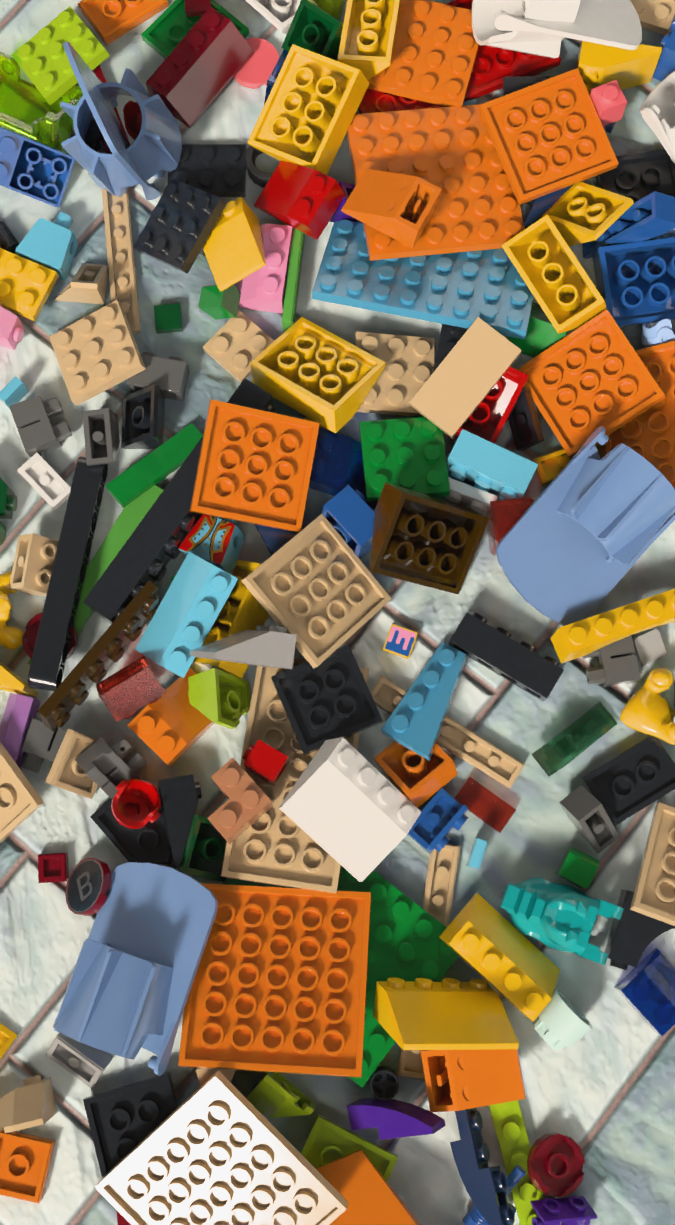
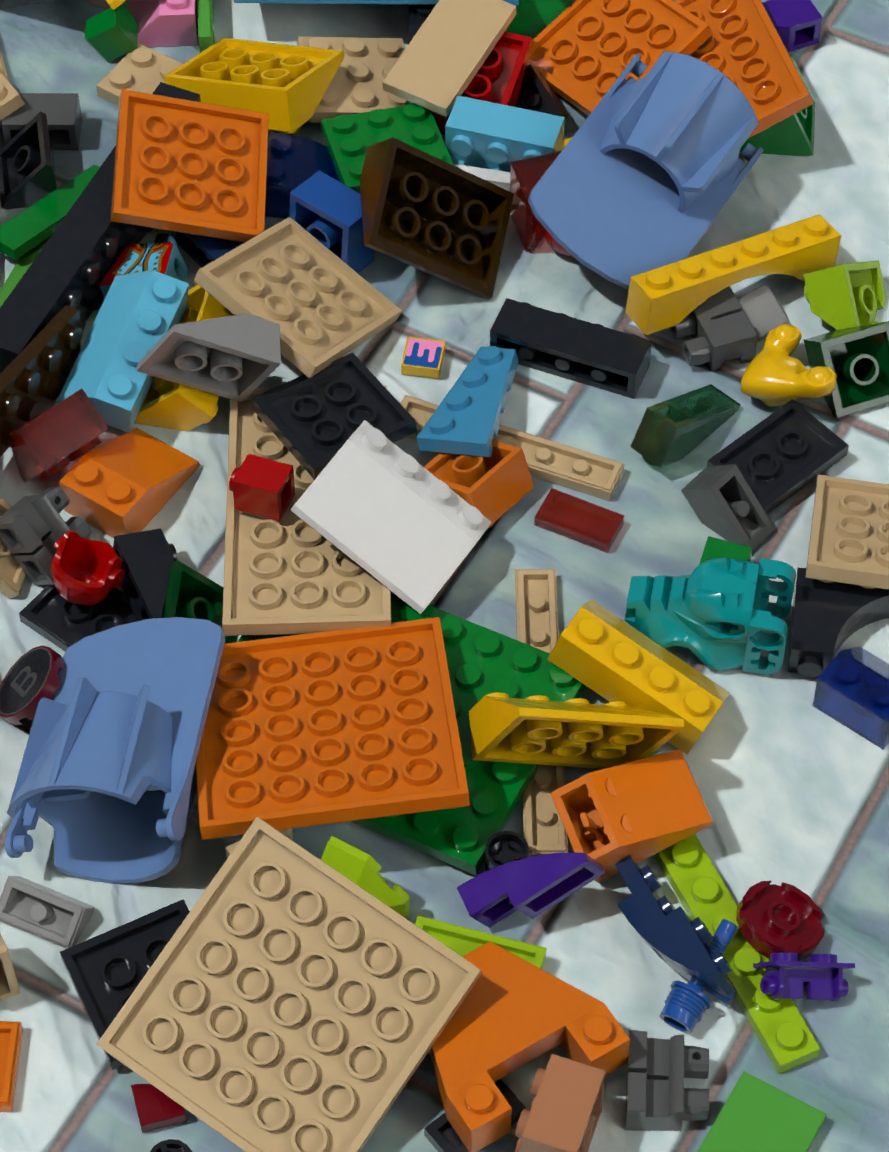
camera: 15 degrees left, 25 degrees down
(168, 318) = (45, 66): dark green tile -> none
(219, 696) = (180, 432): lime slope -> none
(244, 803) = (232, 529): nougat brick -> none
(437, 821) = (517, 540): blue bracket -> none
(477, 853) = (580, 569): medium azure tile -> none
(561, 1022) = (744, 738): light aqua piece -> none

